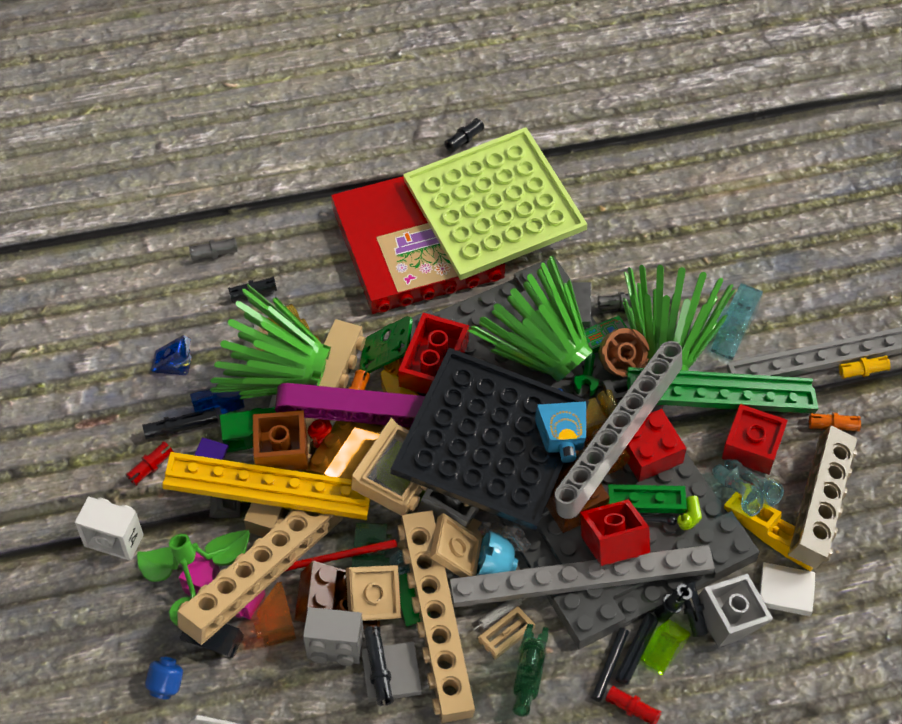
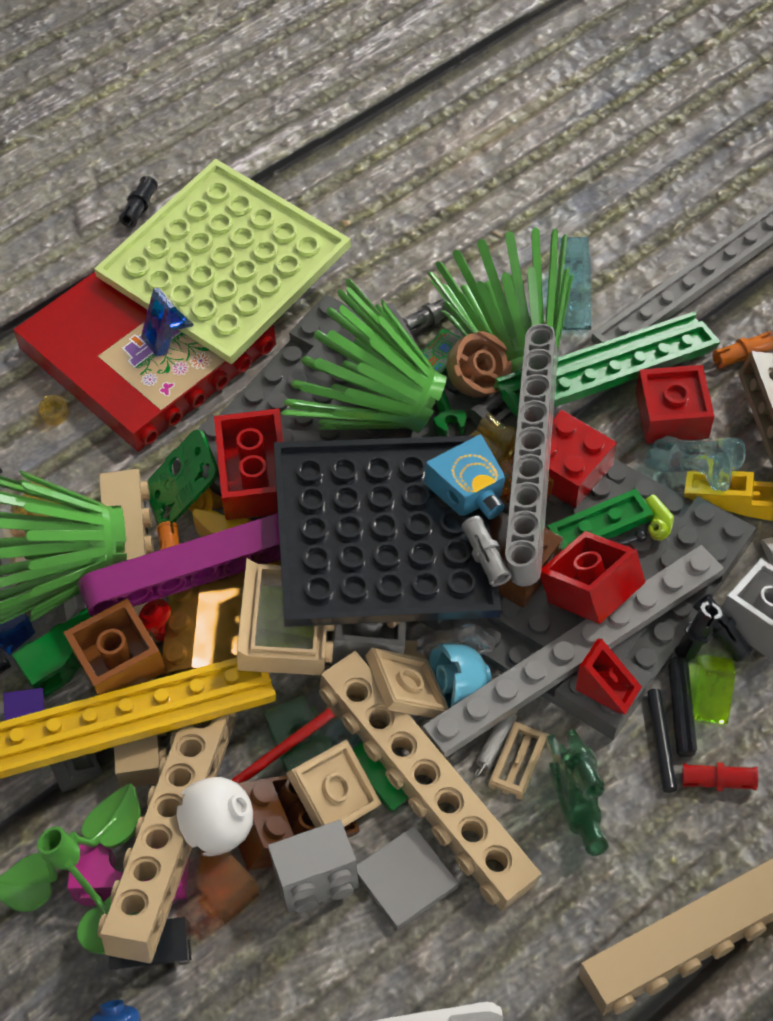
camera: 25 degrees left, 0 degrees up
(286, 573) = (215, 815): none -> white cylinder
(327, 257) = (53, 401): none -> clear yellow bush
(380, 675) = (399, 889): black pin -> none
(428, 229) = (161, 321): none -> clear blue slope
(547, 482) = (486, 551): none -> light grey pin
(587, 604) = (607, 679): none -> red slope
(864, 367) = (740, 277): yellow pin -> none

